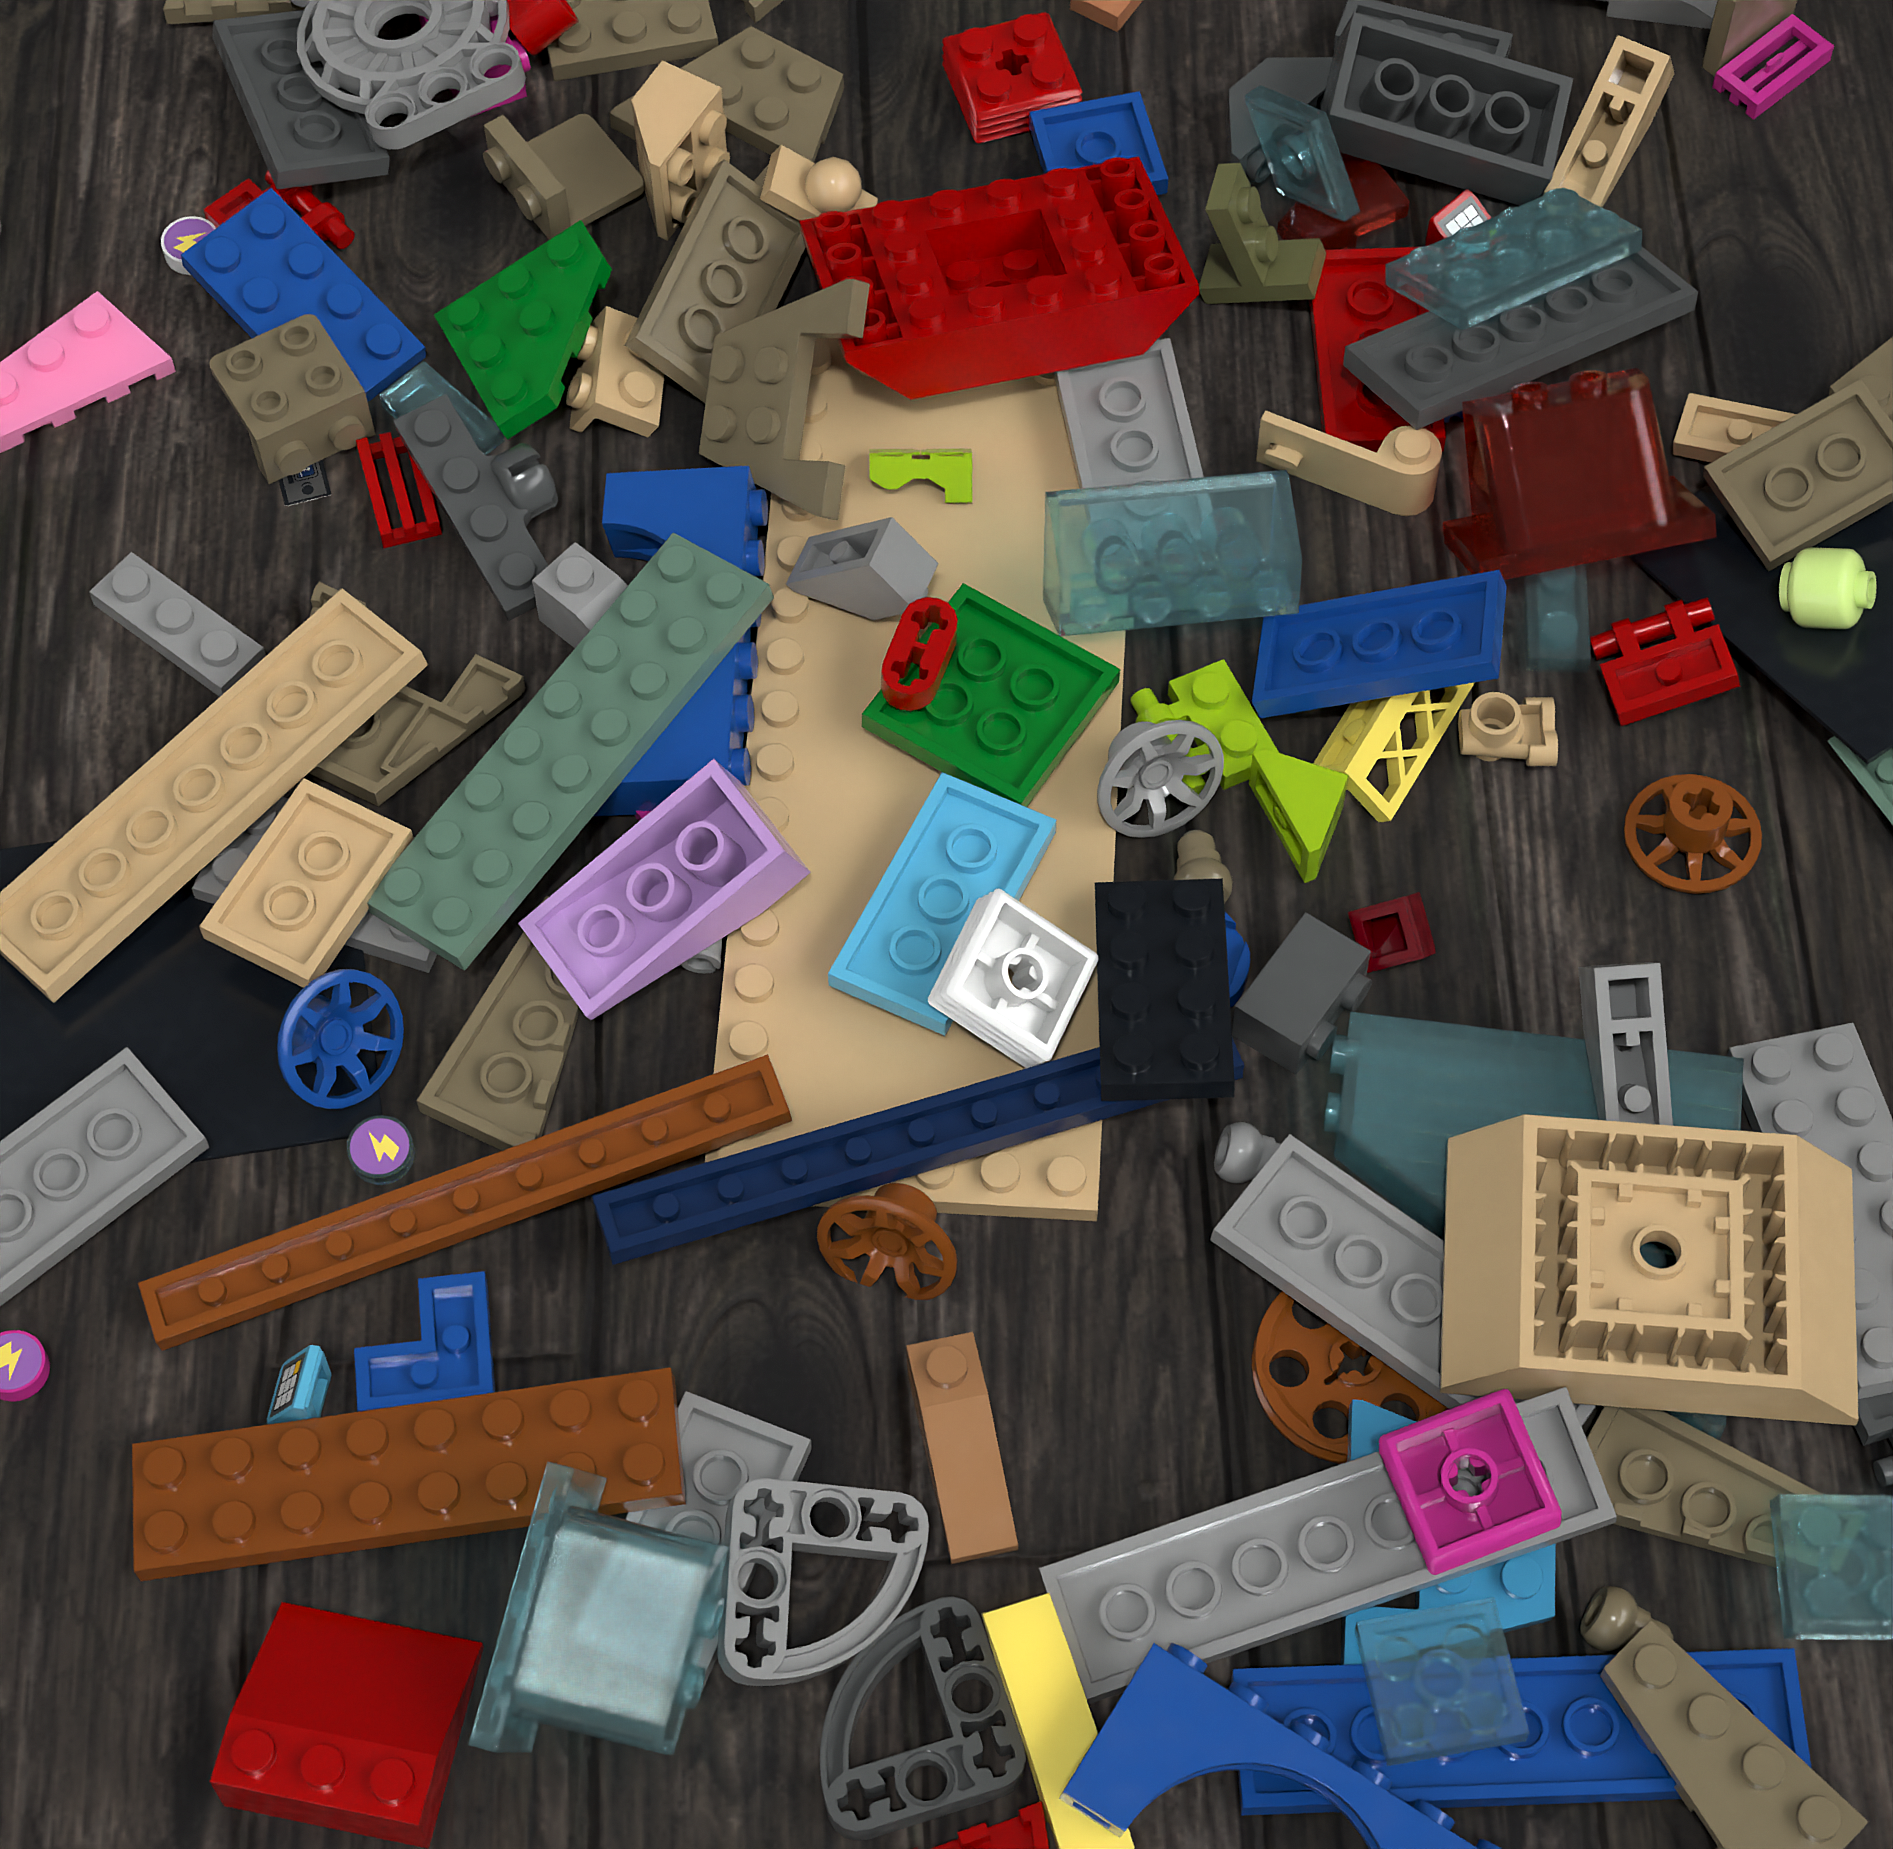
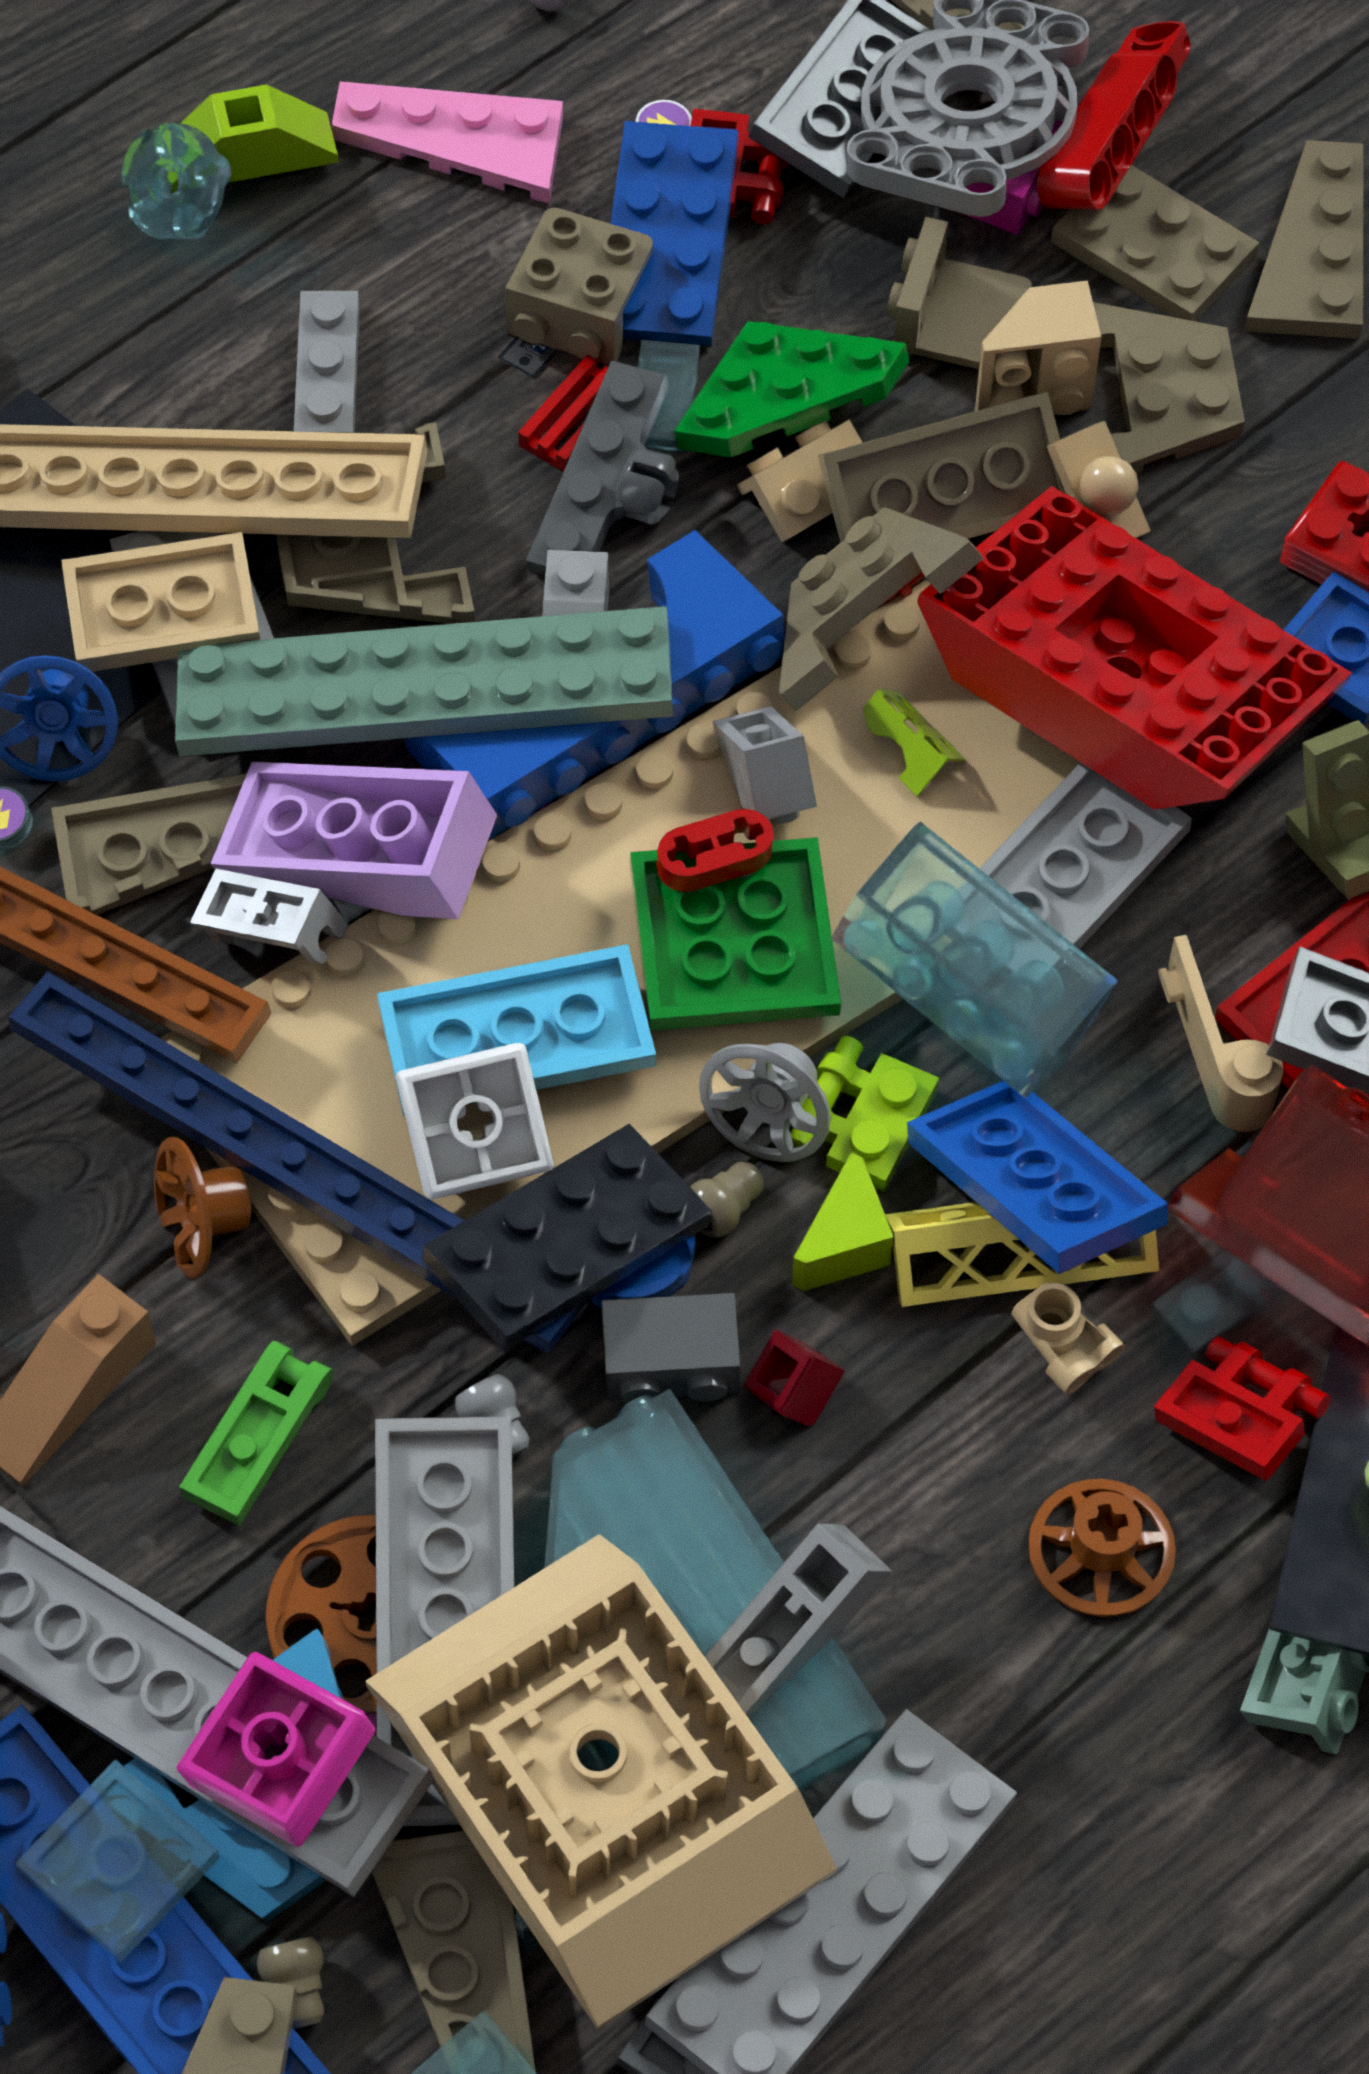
camera: 50 degrees right, 0 degrees up
(676, 1004) = (267, 913): none -> hinge
(1126, 1338) = (255, 1433): none -> bright green plate

